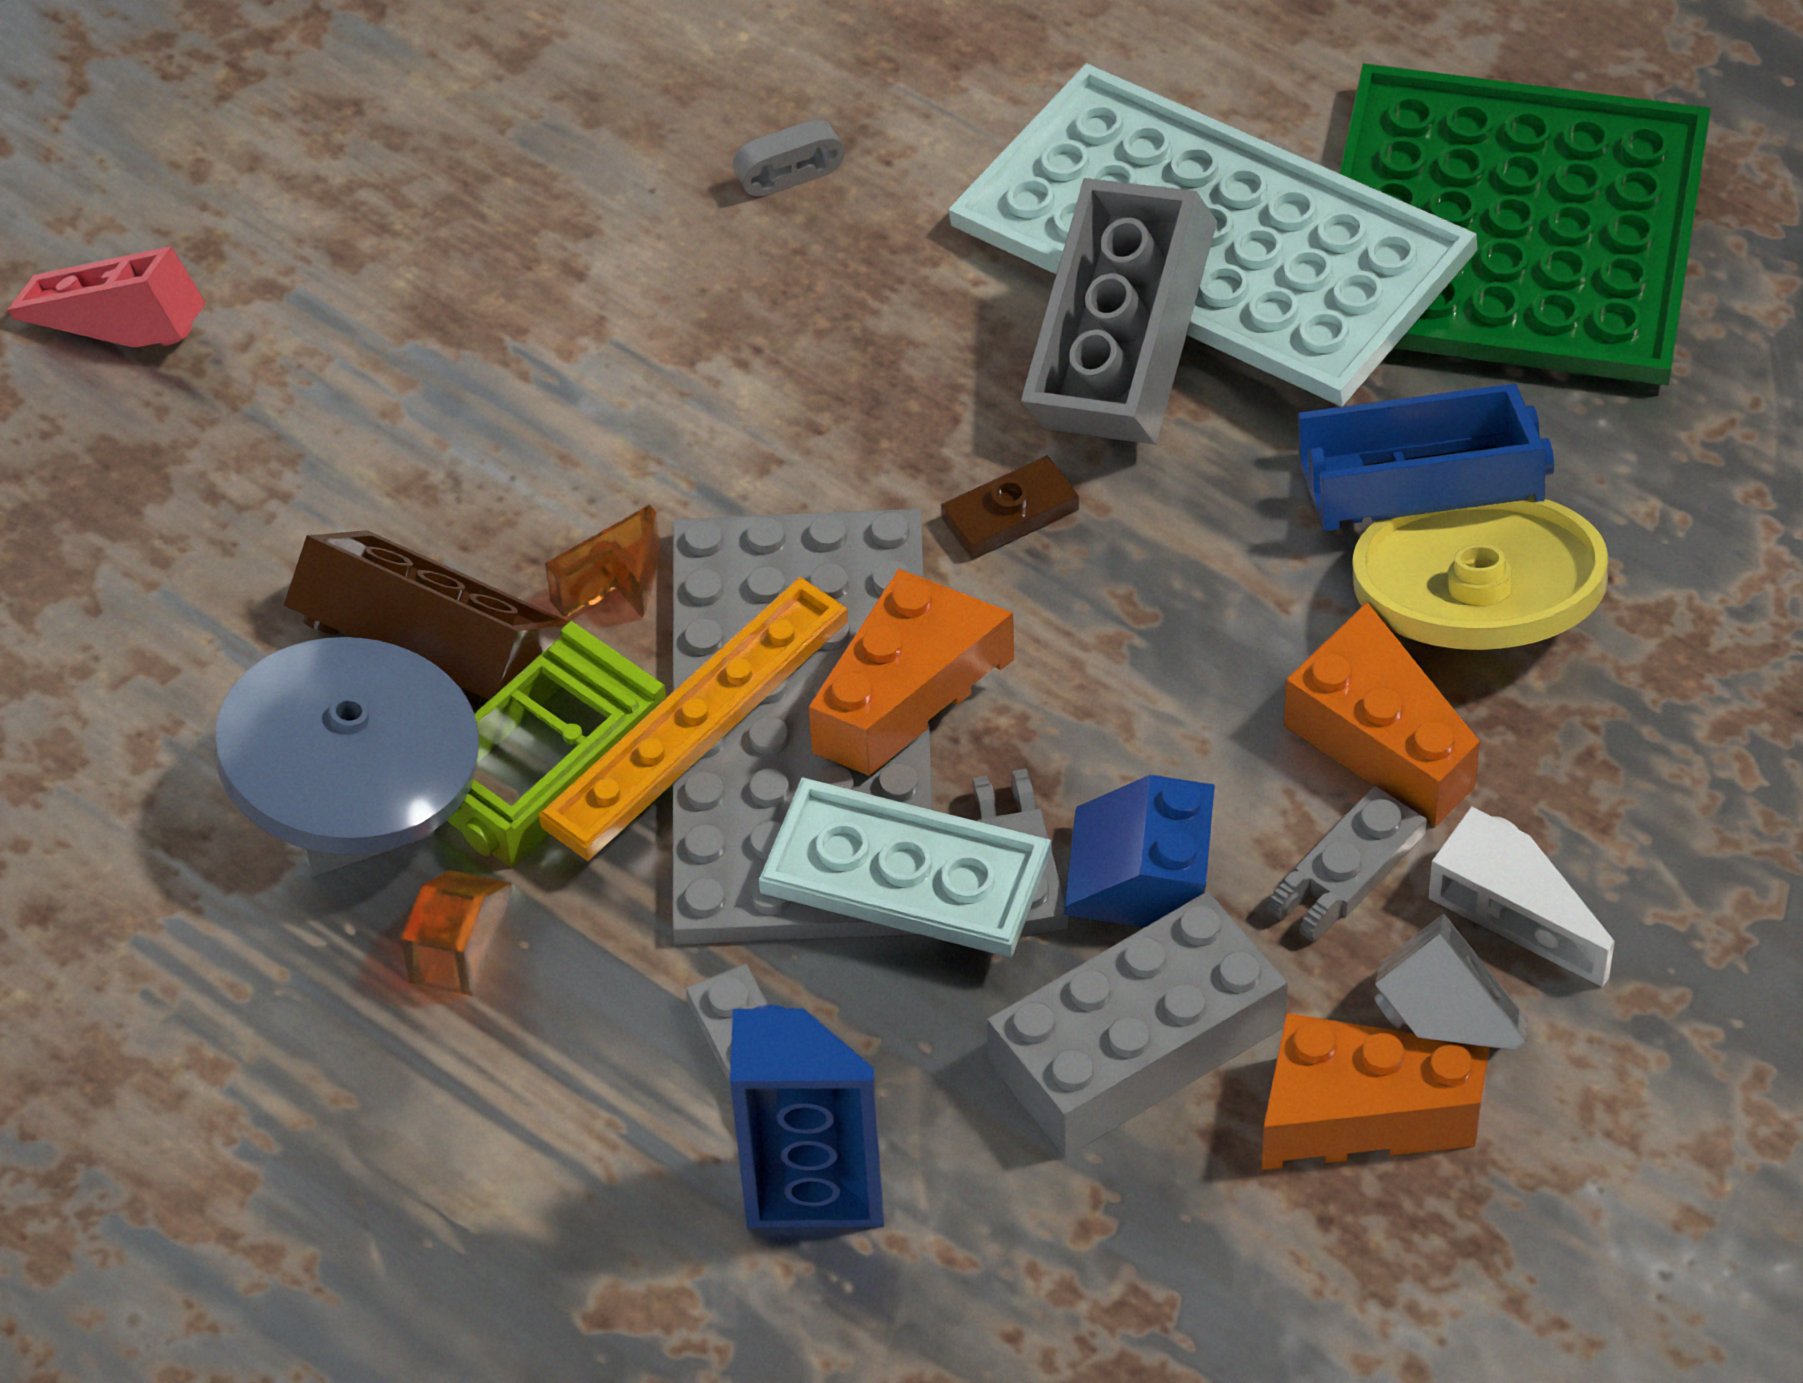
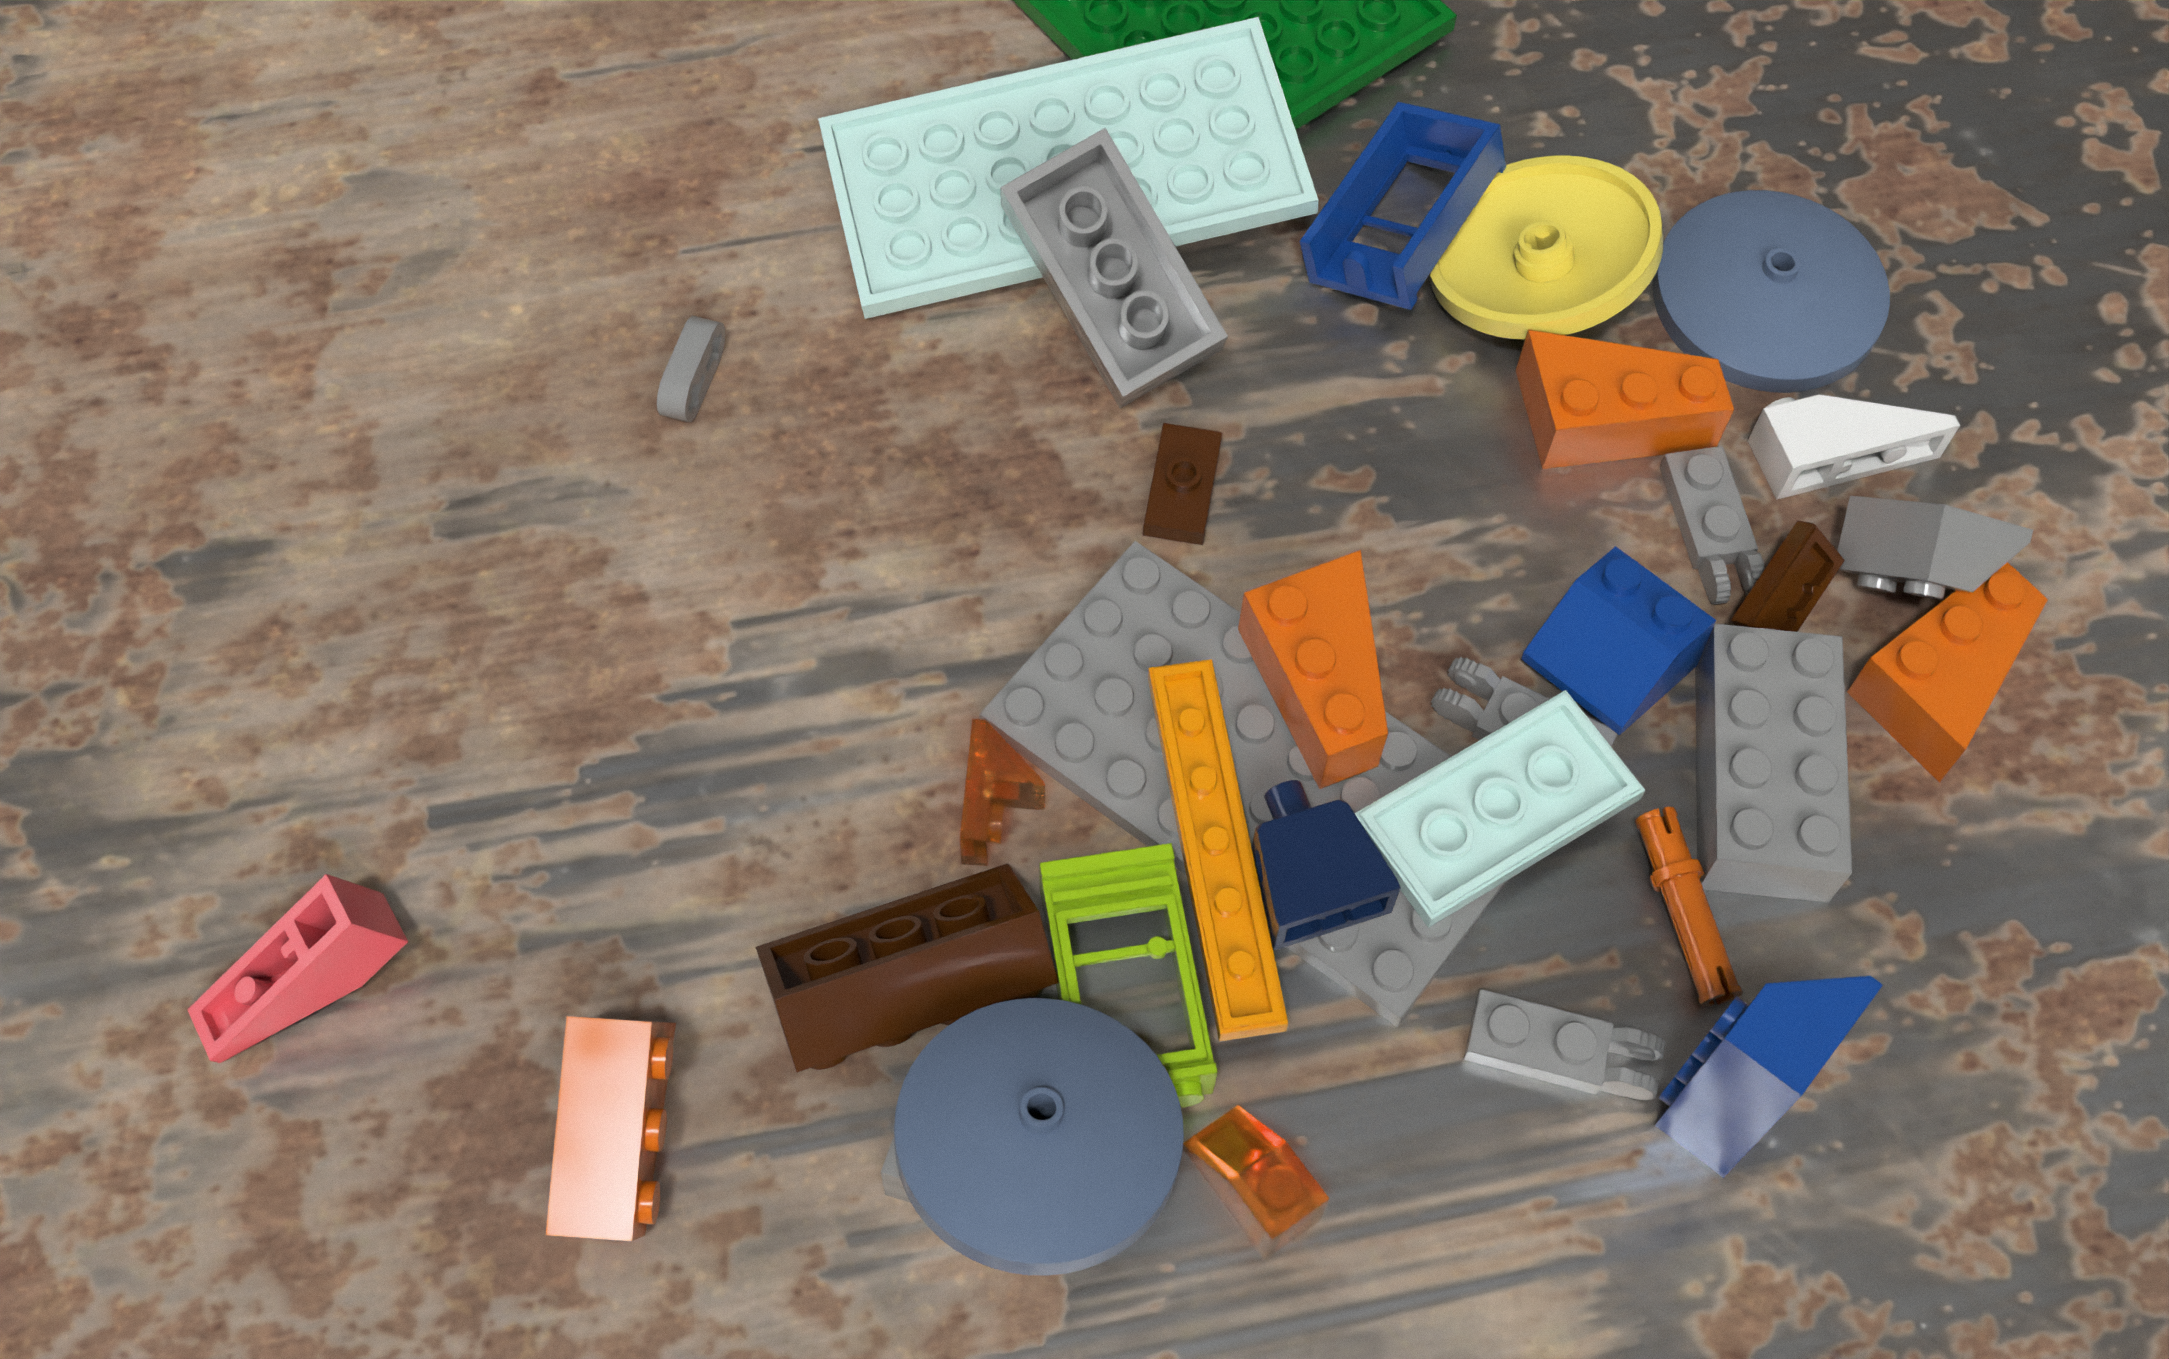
camera: 55 degrees left, 10 degrees up
(153, 531) = (609, 1127): none -> wedge
(723, 779) = (1317, 868): none -> dark blue torso
(950, 1055) = (1687, 905): none -> orange pin
(1319, 934) = (1791, 581): none -> reddish brown plate
(1641, 763) = (1771, 290): none -> sand blue dish

